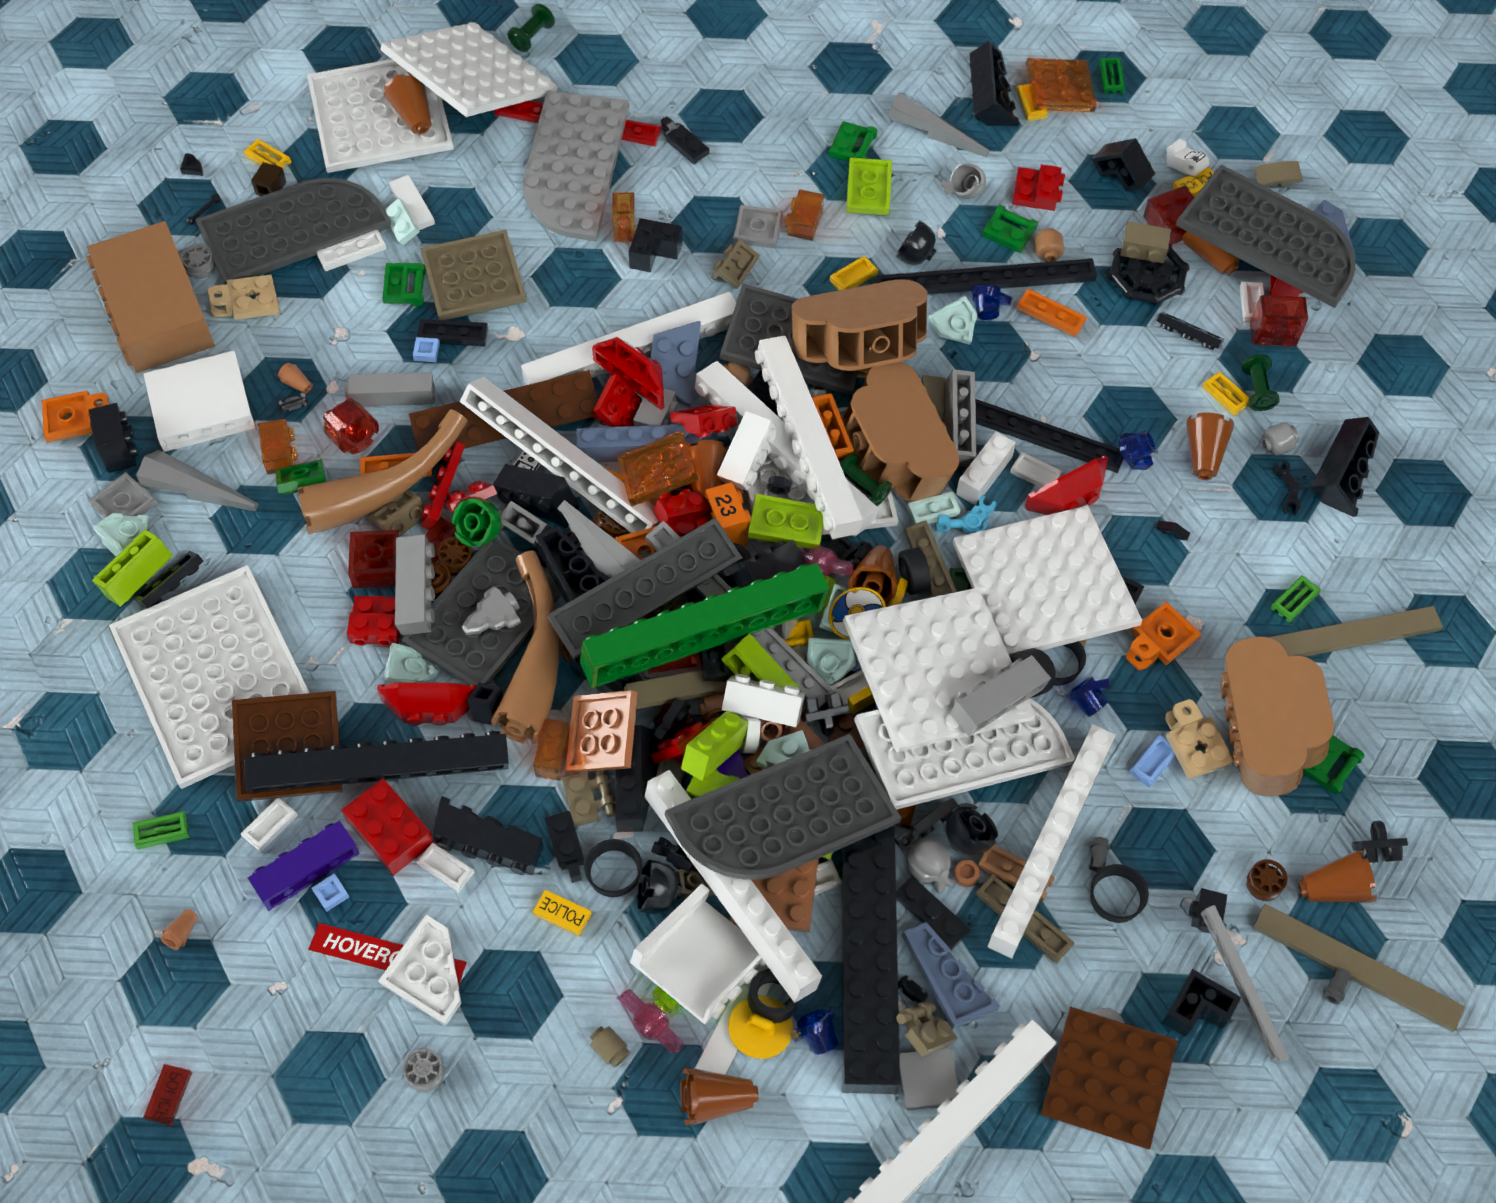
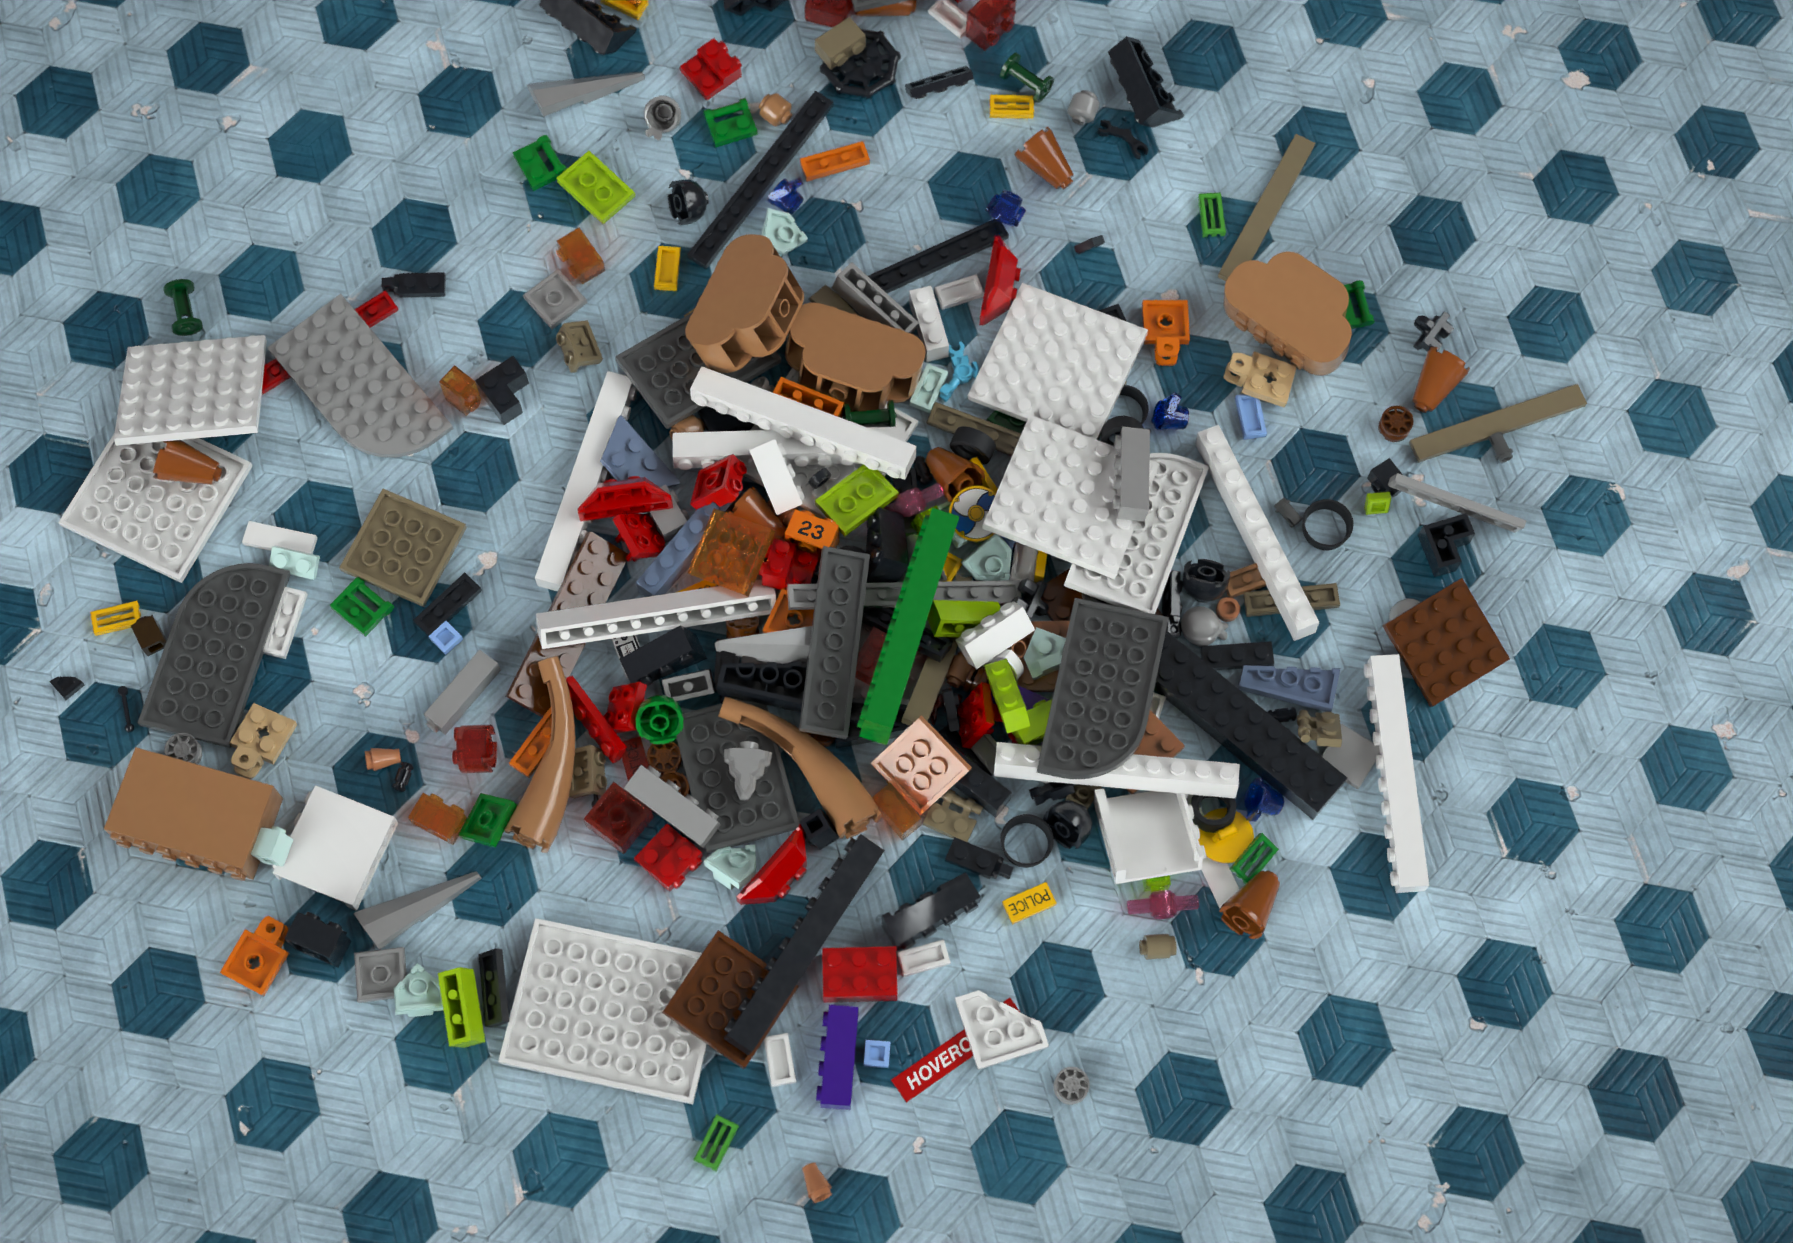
camera: 50 degrees left, 10 degrees up
(161, 355) = (272, 846): none -> light aqua brick
(764, 1056) = (1247, 852): none -> green tile
(1179, 919) = (1377, 503): none -> lime tile

